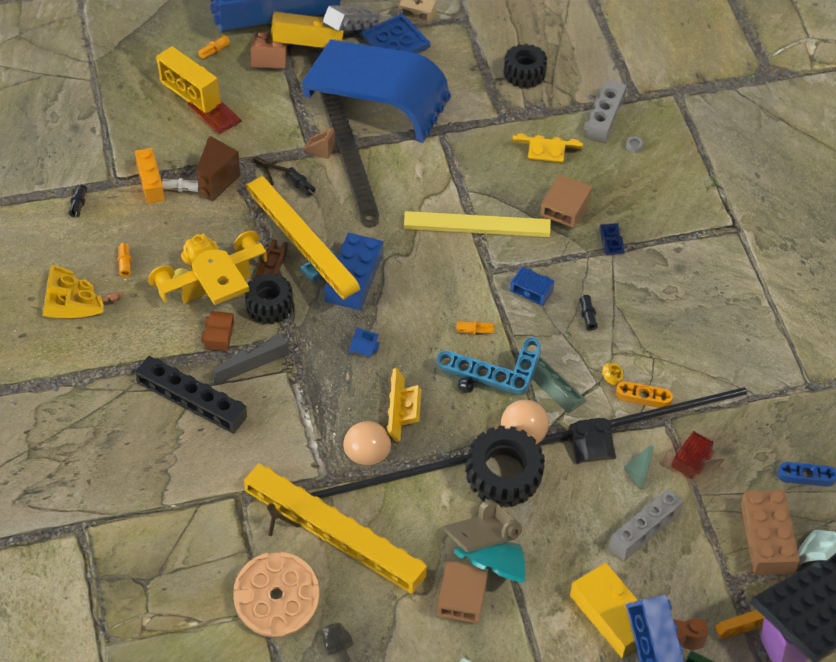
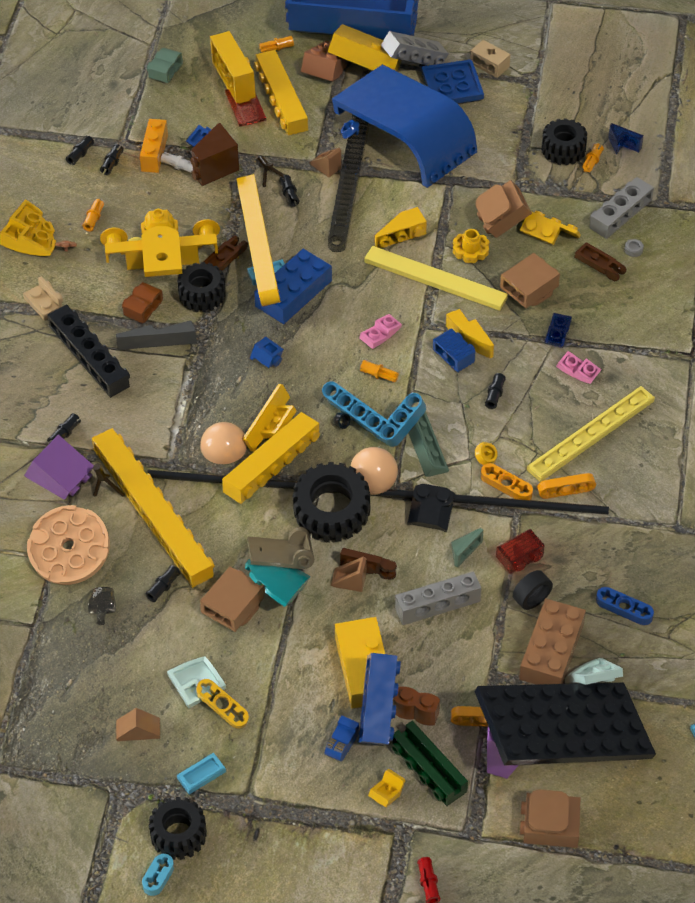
camera: 25 degrees right, 0 degrees up
(114, 200) = (111, 159): none -> black pin
(117, 95) = (164, 65): none -> sand green brick
(119, 357) = (43, 298): none -> tan bracket
(190, 155) = (197, 135): none -> blue bracket
(208, 481) = (64, 429): none -> black pin
(226, 521) = (60, 468): none -> medium lavender slope
(245, 92) = (281, 92): none -> yellow brick
(329, 108) = (349, 129): none -> blue hat
(385, 600) = (162, 583): none -> black pin
(423, 443) = (270, 458): none -> yellow brick
(426, 183) = (403, 227): none -> yellow slope
(455, 289) = (381, 331): none -> bright pink slope
(494, 185) = (471, 246): none -> yellow plant
(506, 142) = (502, 208): none -> medium nougat brick
(538, 263) = (471, 332): none -> yellow slope
(555, 73) = (592, 158): none -> light orange axle
(555, 530) = (351, 575): none -> medium nougat slope
(565, 513) = (375, 564): none -> reddish brown hinge
(573, 47) = (622, 137): none -> clear blue slope
(614, 165) = (600, 261): none -> reddish brown hinge
(650, 269) = (579, 369): none -> bright pink slope
(690, 326) = (590, 434): none -> light yellow tile
(698, 380) = (577, 484): none -> light orange beam
(726, 487) = (532, 590): none -> black tyre

